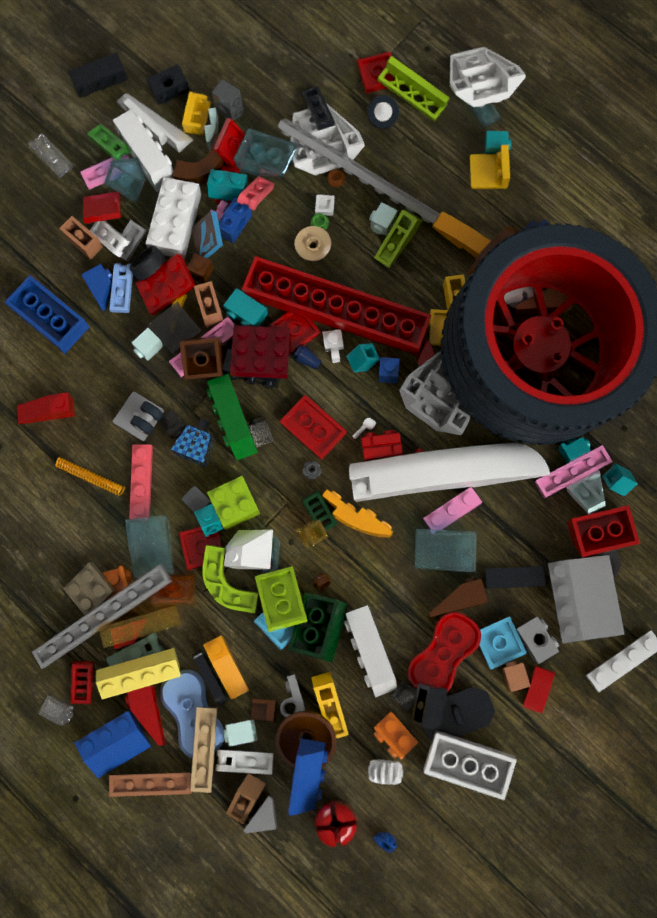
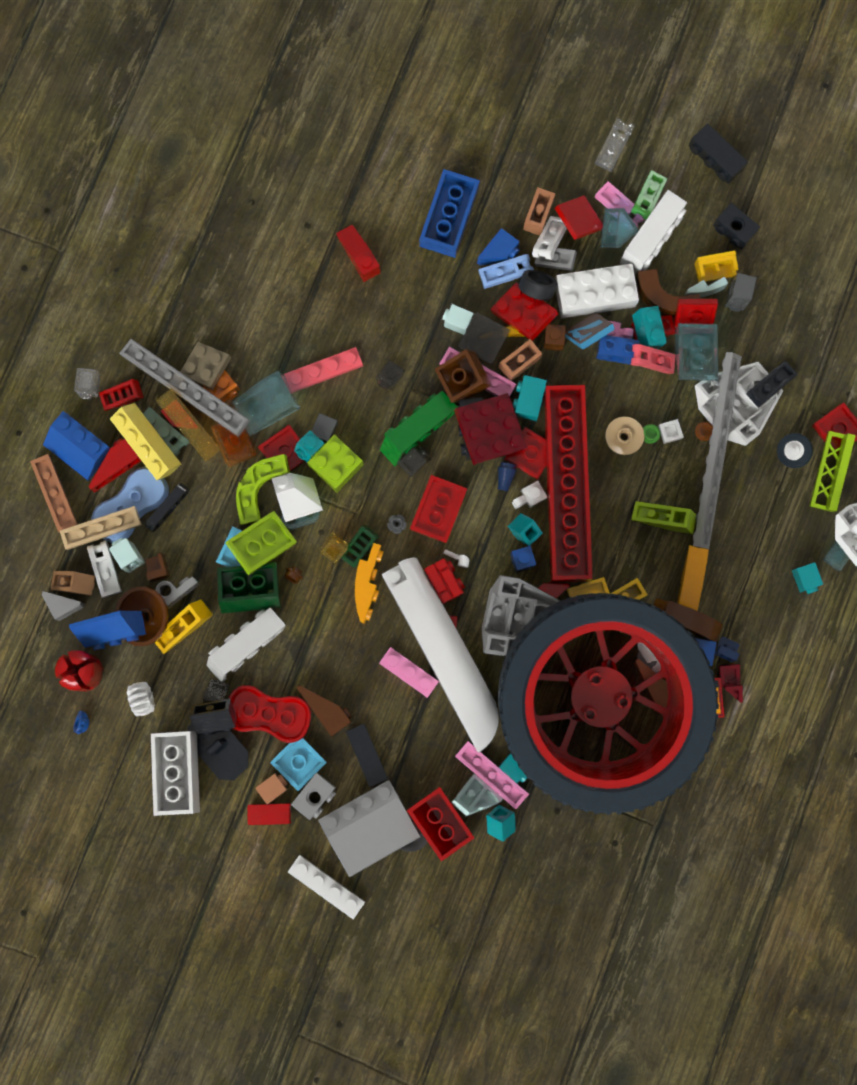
camera: 60 degrees right, 5 degrees up
(87, 474) = (311, 319): light orange piece -> none
(138, 416) = (385, 341): light grey plate -> none
(158, 126) = (690, 230): white wedge -> none
(194, 443) = (379, 404): torso -> none
(226, 667) = (181, 518): light orange slope -> none
(383, 219) = (678, 494): light aqua brick -> none
(395, 735) = (177, 696): orange bracket -> none
(446, 549) = (367, 679): clear light blue slope -> none
(490, 170) = (775, 580): yellow bracket -> none

